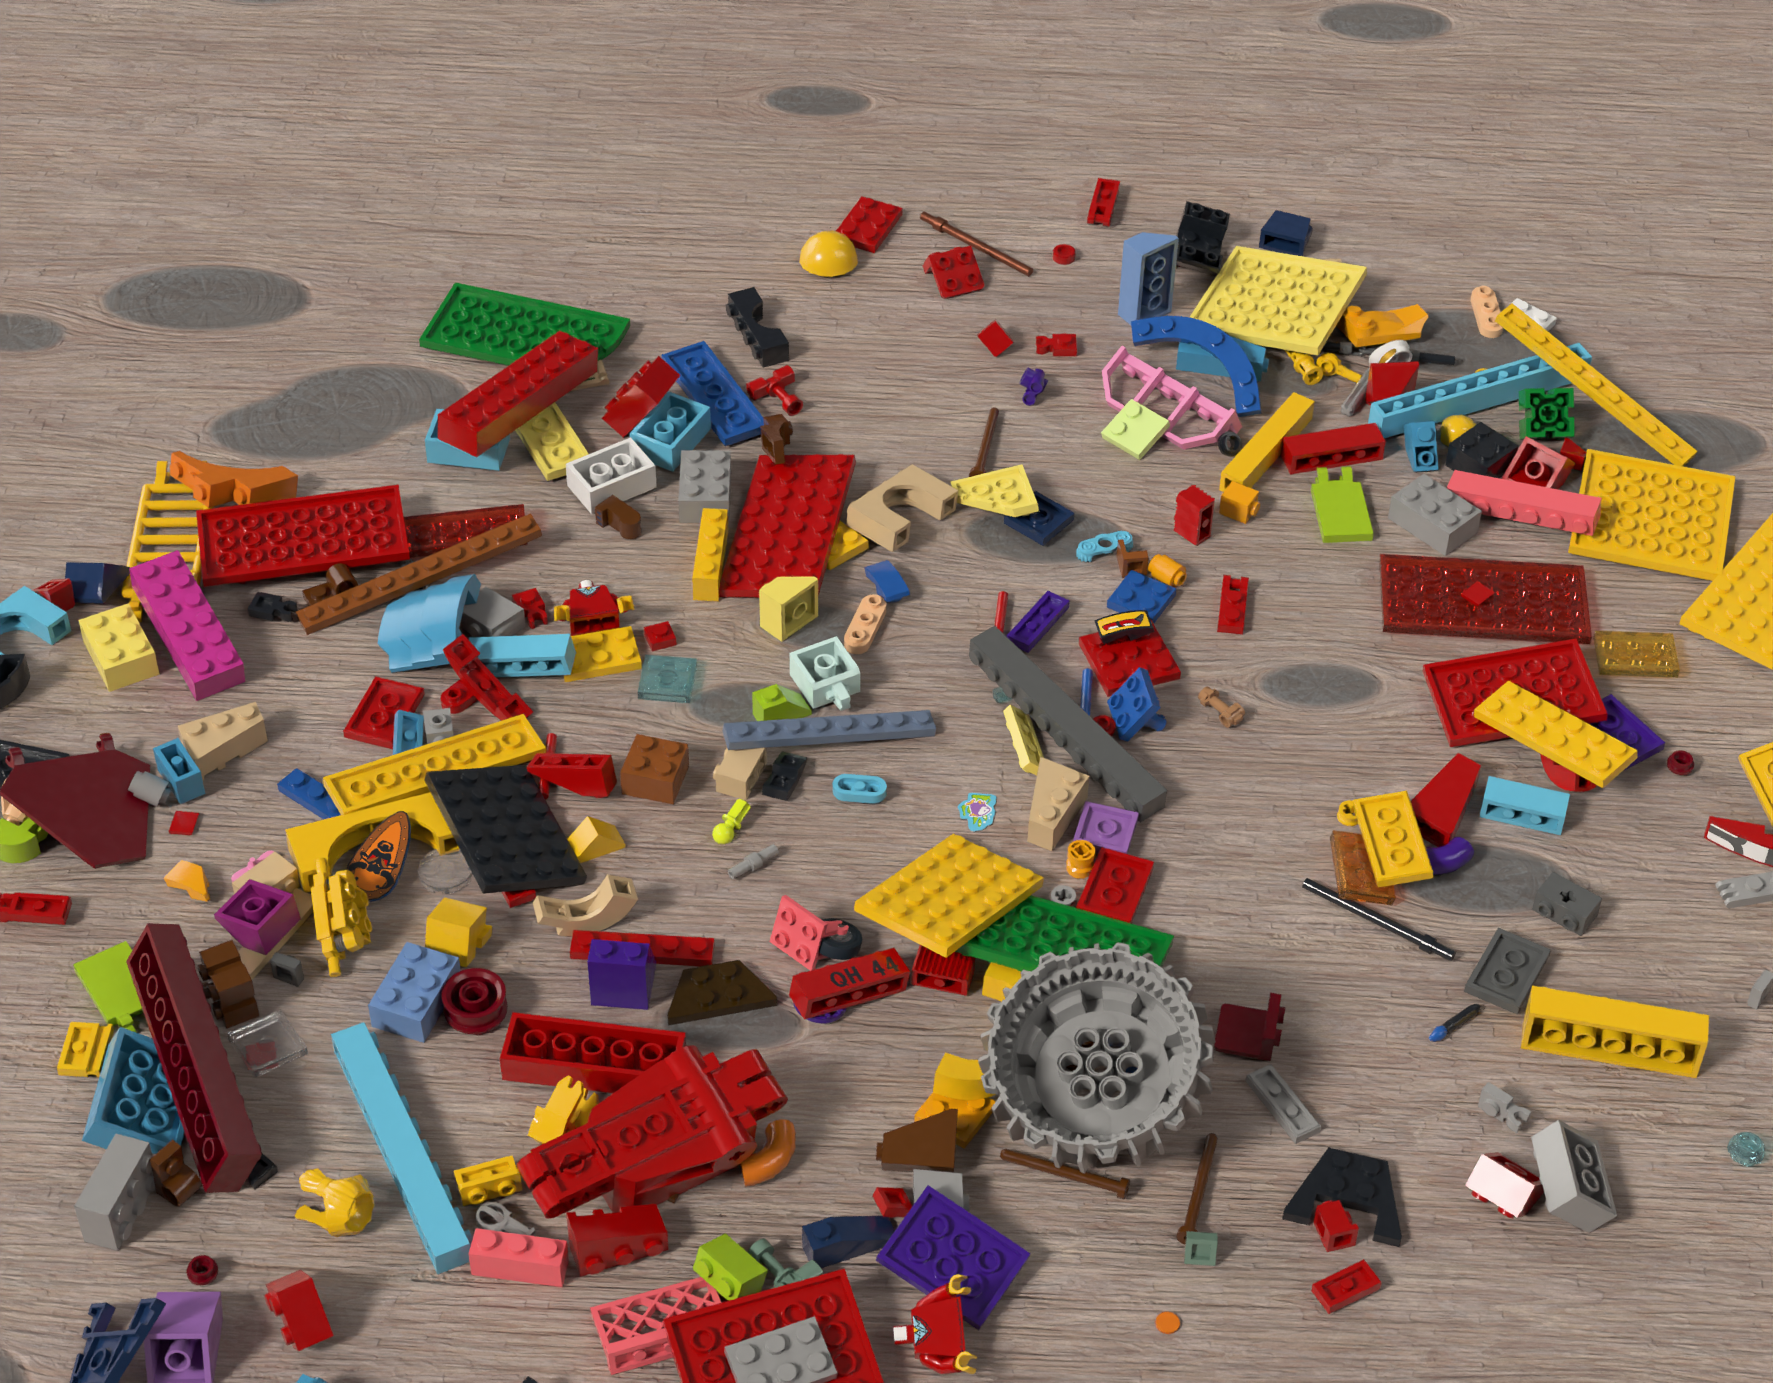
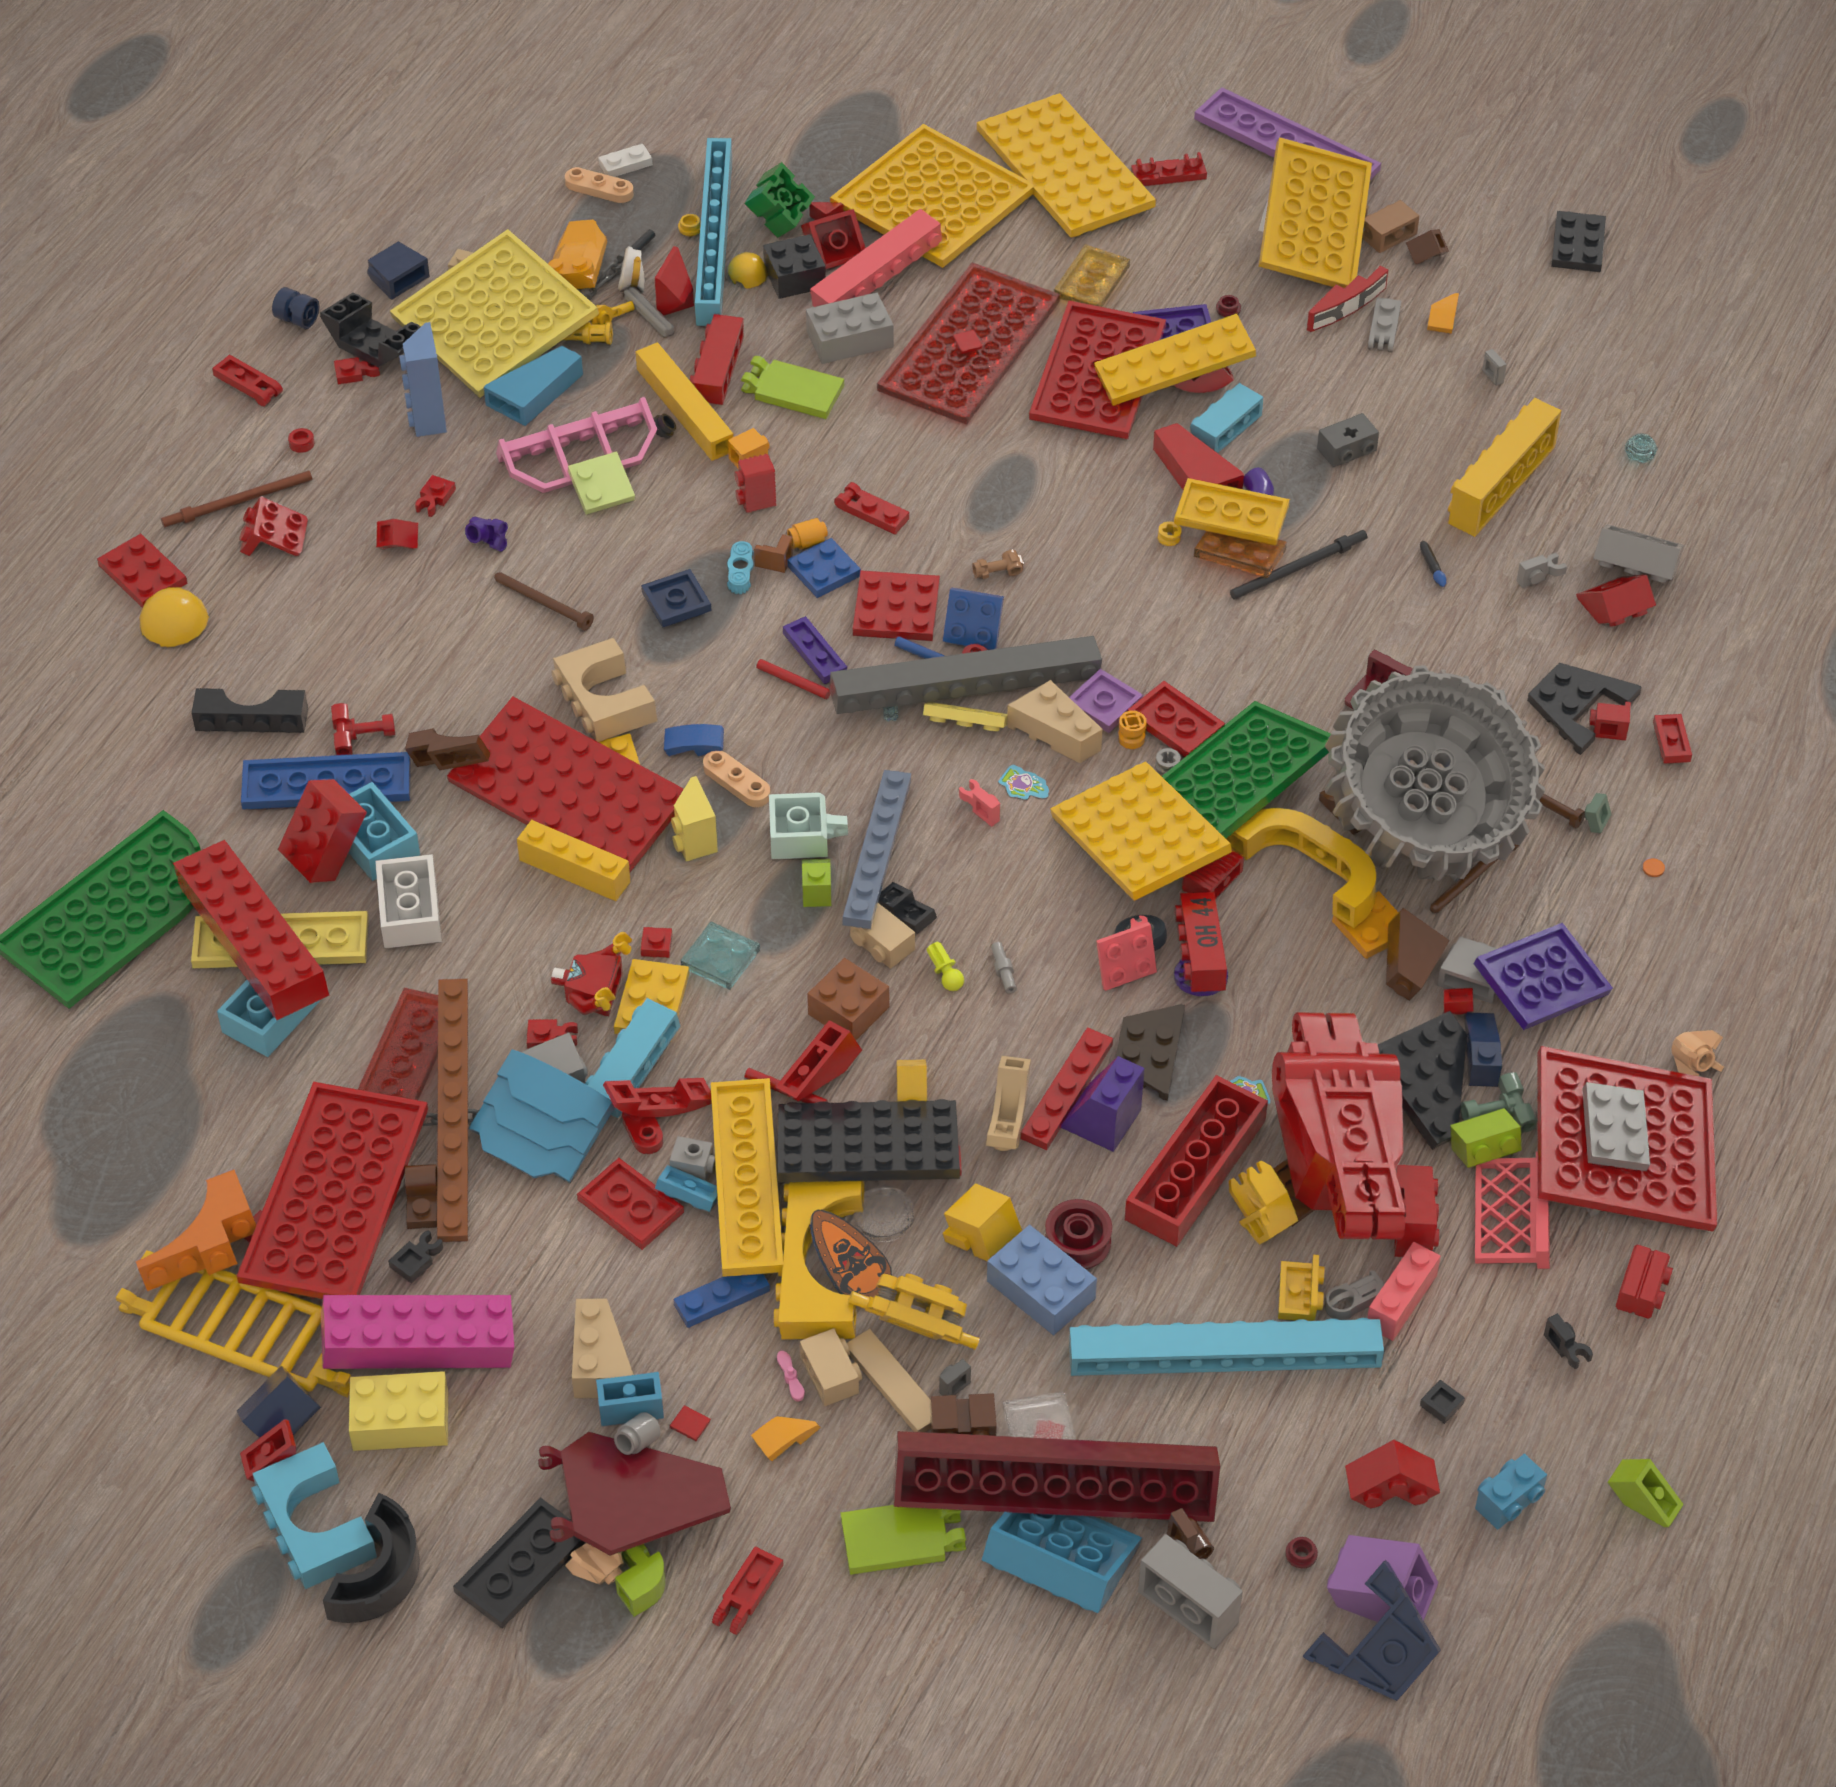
camera: 65 degrees left, 5 degrees up
(84, 1049) = (973, 1584): yellow plate -> none
(259, 916) = (889, 1374): magenta slope -> none
(346, 1203) = (1289, 1407): yellow piece -> none
(409, 1327) = (1442, 1401): none -> black plate
(619, 516) = (469, 916): reddish brown leg -> none
(703, 483) = (470, 832): light grey brick -> none
(782, 1195) = (1431, 1075): none -> black plate
(859, 788) = (954, 857): medium azure plate -> none
(928, 787) = (982, 803): none -> coral plate
(939, 1330) = (1615, 1012): red torso -> none
(998, 491) = (631, 608): light yellow plate -> none
(1130, 623) = (870, 588): slope -> none
(1197, 190) = (295, 307): none -> dark blue wheel
(1211, 340) = (544, 373): blue plate -> none
(1421, 445) = (753, 299): dark azure slope -> none
(1507, 970) = (1398, 507): dark grey plate -> none
(1596, 386) = (768, 152): yellow plate -> none

